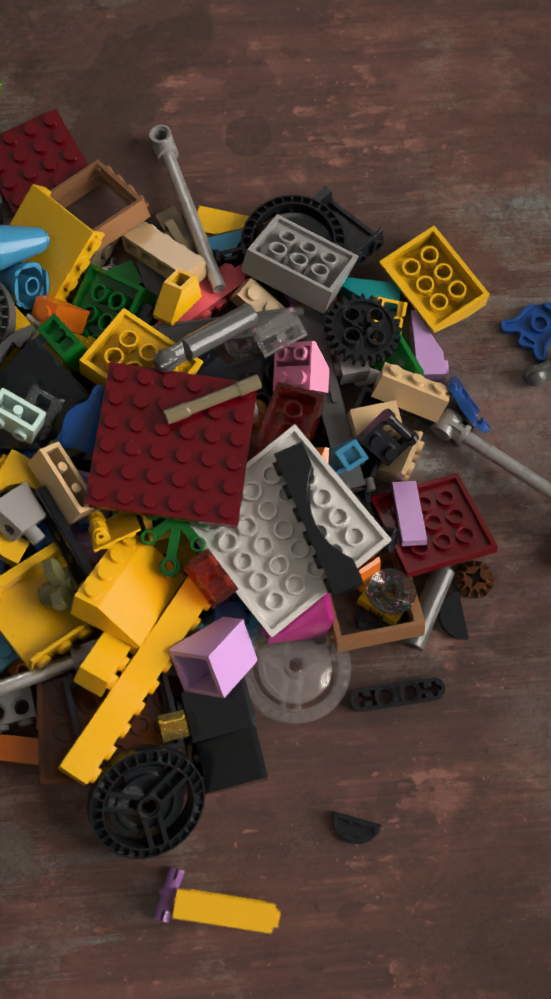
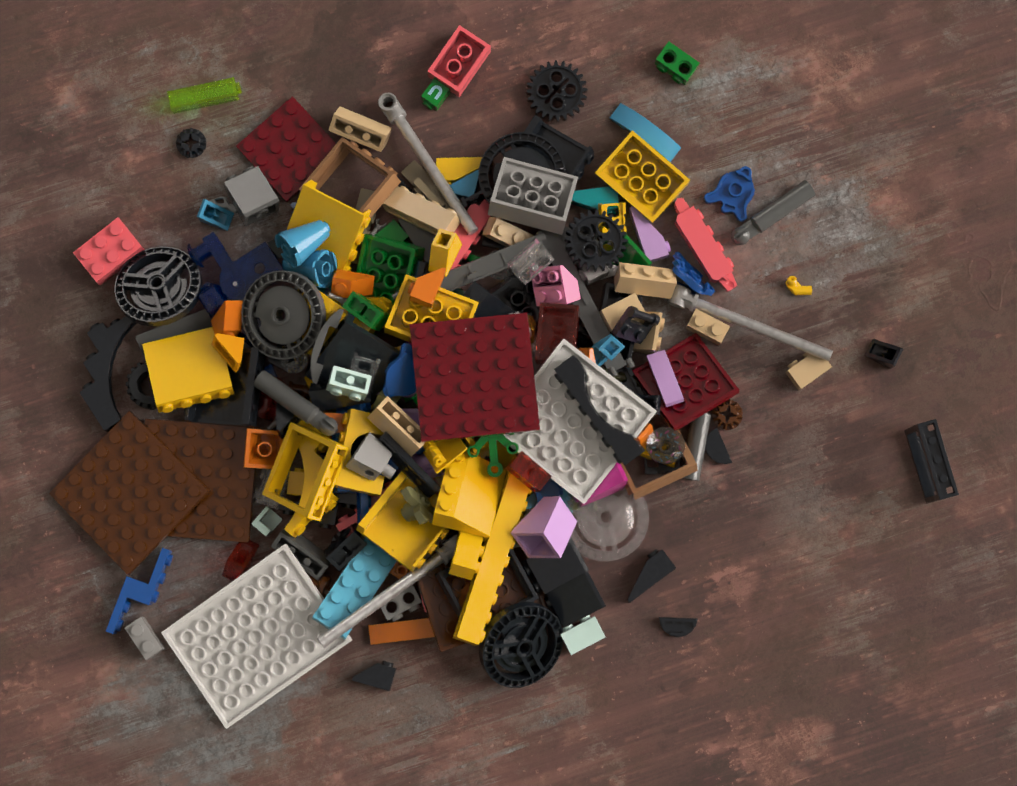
camera: 10 degrees left, 10 degrees up
(121, 156) = (360, 129): none -> tan brick
(144, 325) = (426, 288): none -> orange slope
(168, 894) = (553, 706): medium lavender pin -> none
(173, 726) = (528, 587): clear yellow brick -> none
(206, 338) = (477, 283): dark grey piece -> none
(217, 143) = (435, 95): none -> green brick
(226, 910) = (599, 707): yellow window -> none
(229, 809) = (582, 635): none -> light aqua brick
(240, 388) = (478, 350): dark tan piece -> none
(253, 112) = (459, 60): none -> coral brick
(340, 749) = (652, 572): none -> black slope
(356, 171) = (569, 102): none -> black gear
(396, 691) = (688, 521): black beam -> none
(429, 216) = (655, 137): none -> dark azure slope
(473, 468) = (707, 327): none -> tan brick
(488, 376) = (703, 245): none -> coral hinge
(504, 169) = (680, 59): none -> green brick

